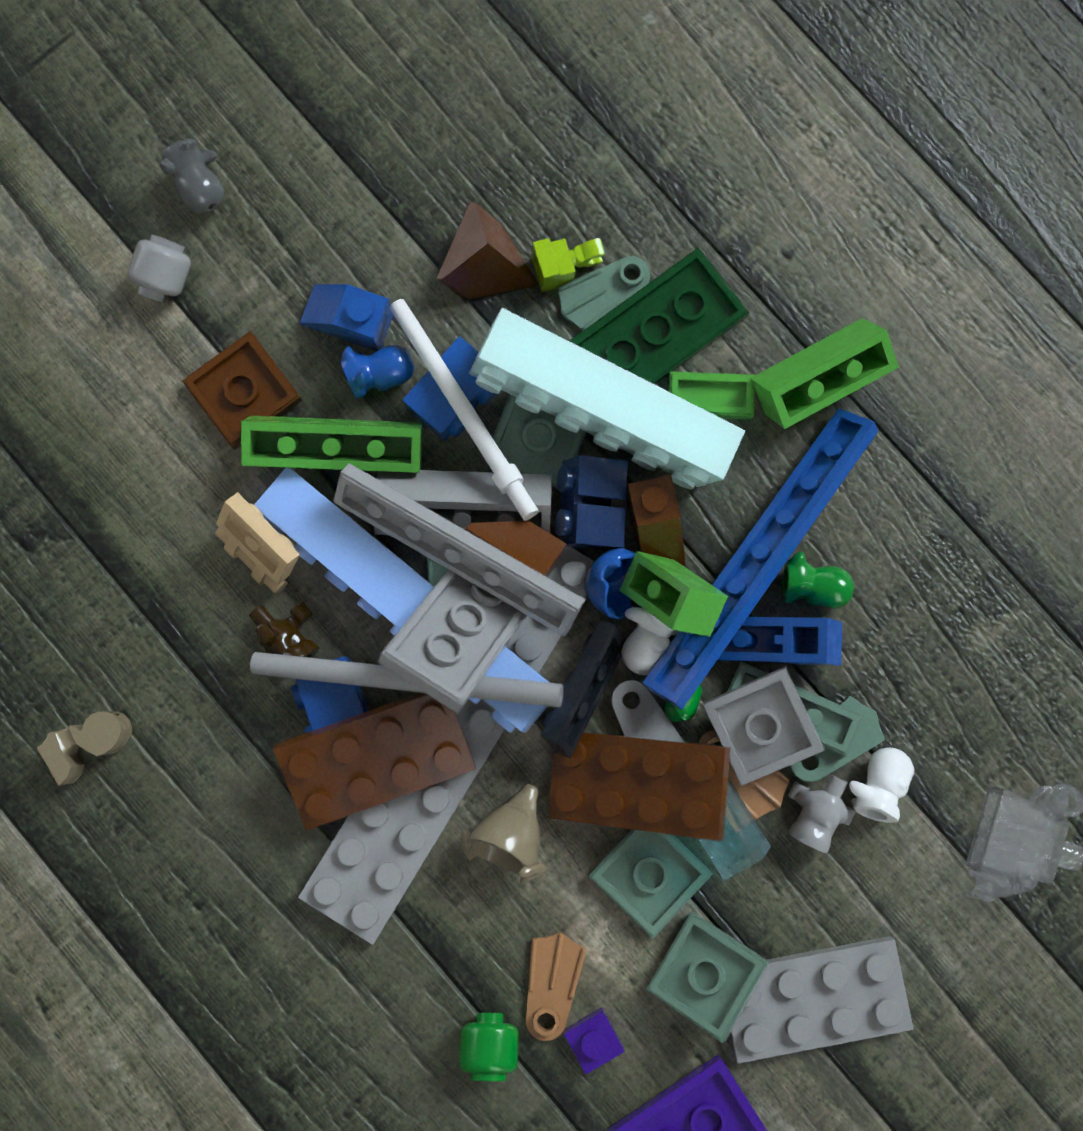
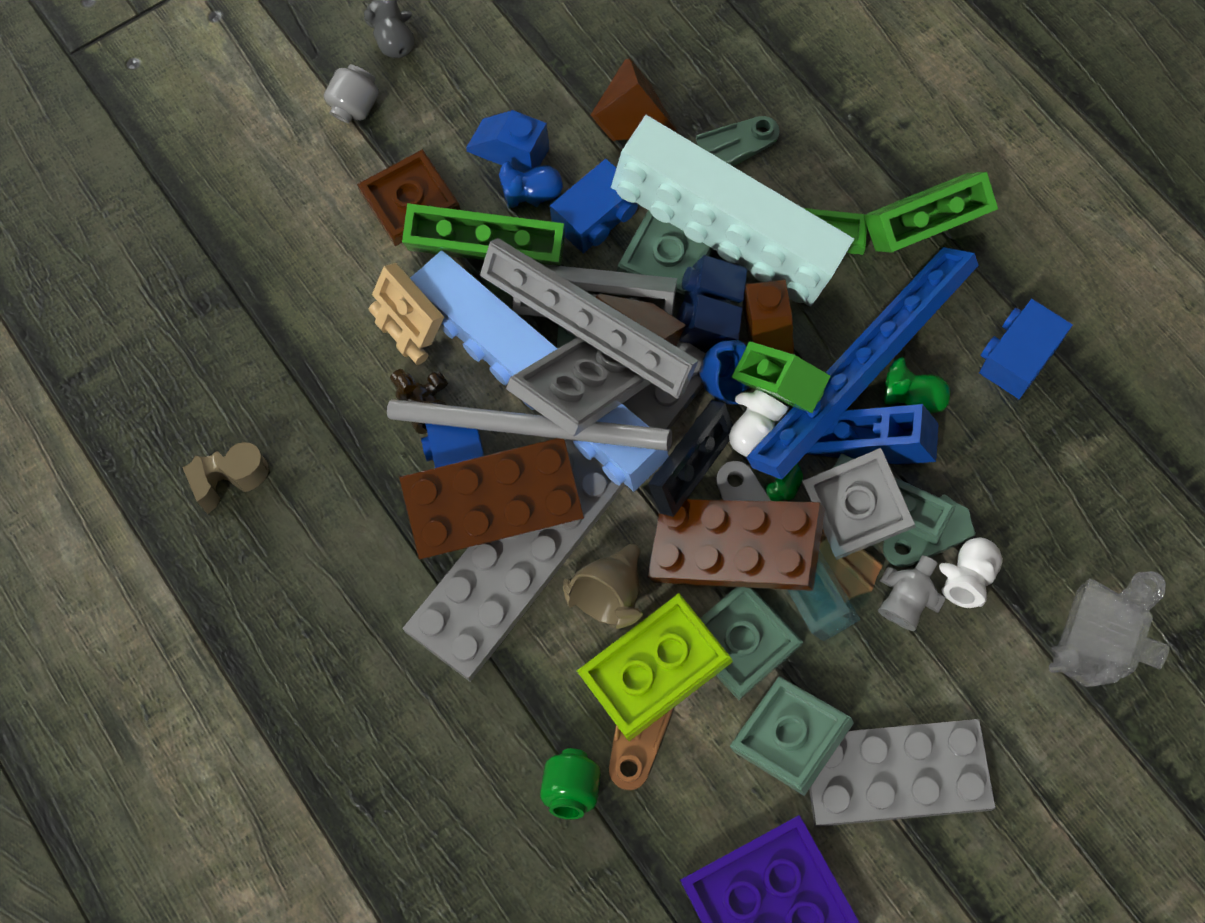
camera: 10 degrees right, 15 degrees down
(506, 475) = (635, 262): white bar -> none
(556, 263) = (695, 114): lime piece -> none
(563, 917) = (654, 666): none -> lime tile
(594, 1040) = (674, 792): dark purple plate -> none
(666, 320) = (803, 161): dark green tile -> none
(930, 524) = (1024, 348): none -> blue brick

